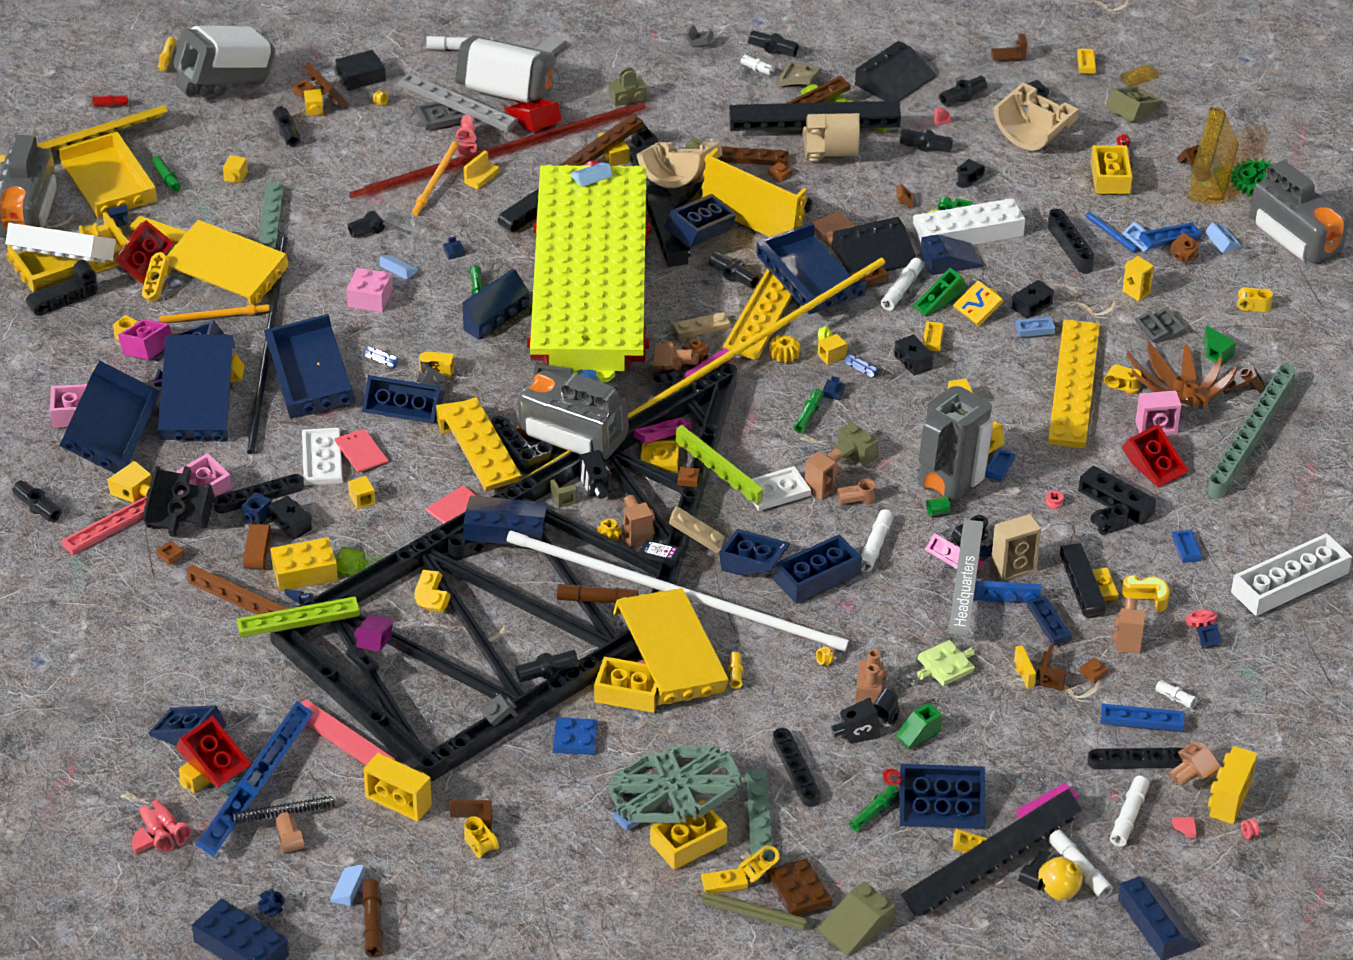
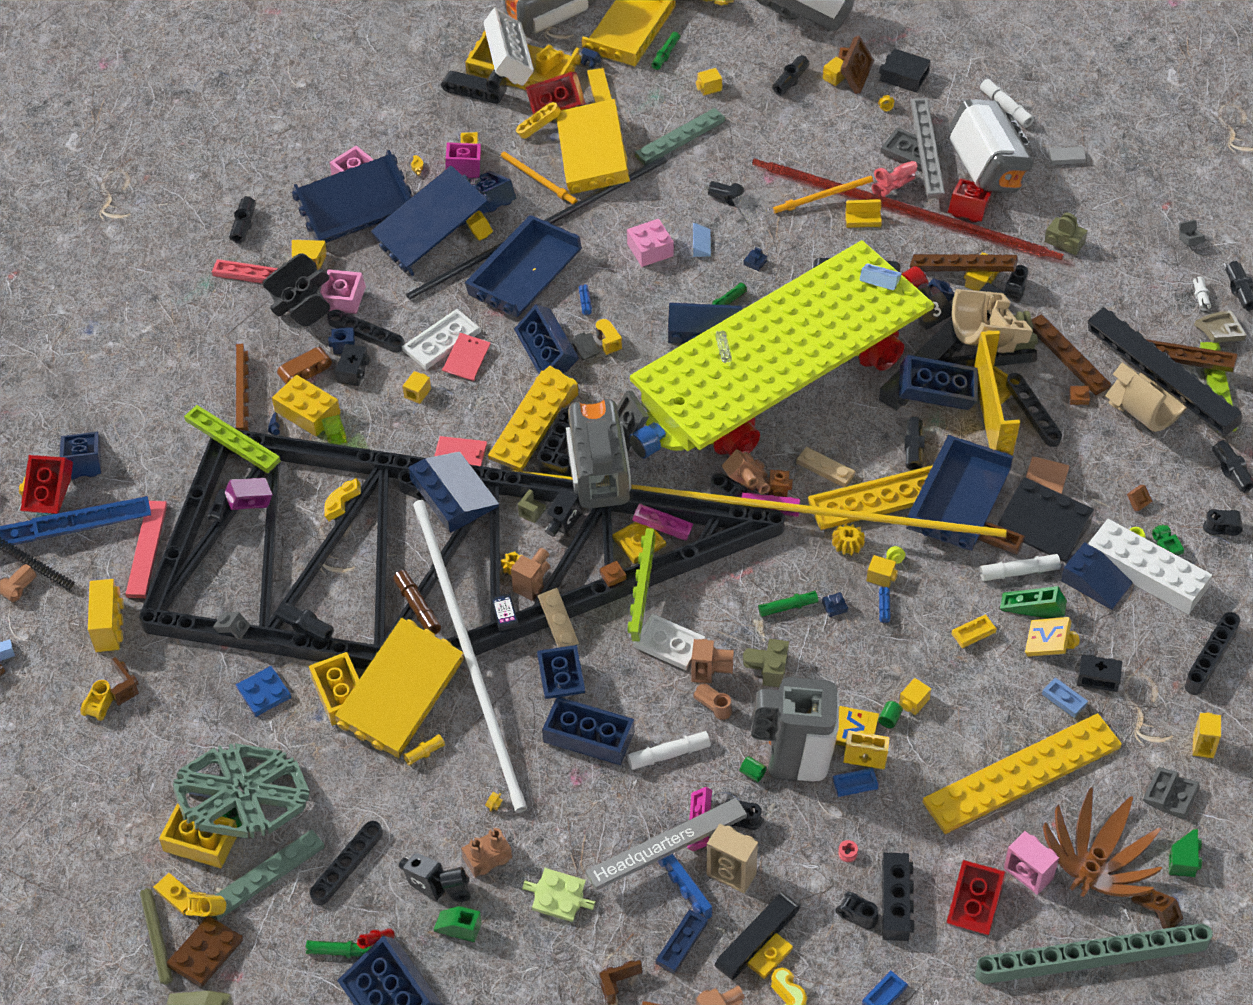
camera: 55 degrees right, 10 degrees up
(170, 552) = (255, 324): dark orange plate -> none
(565, 283) = (723, 346): none -> clear axle
(913, 355) = (932, 632): black brick -> none
(1024, 667) = (603, 957): yellow plate -> none
(1122, 378) = (1064, 799): yellow piece -> none

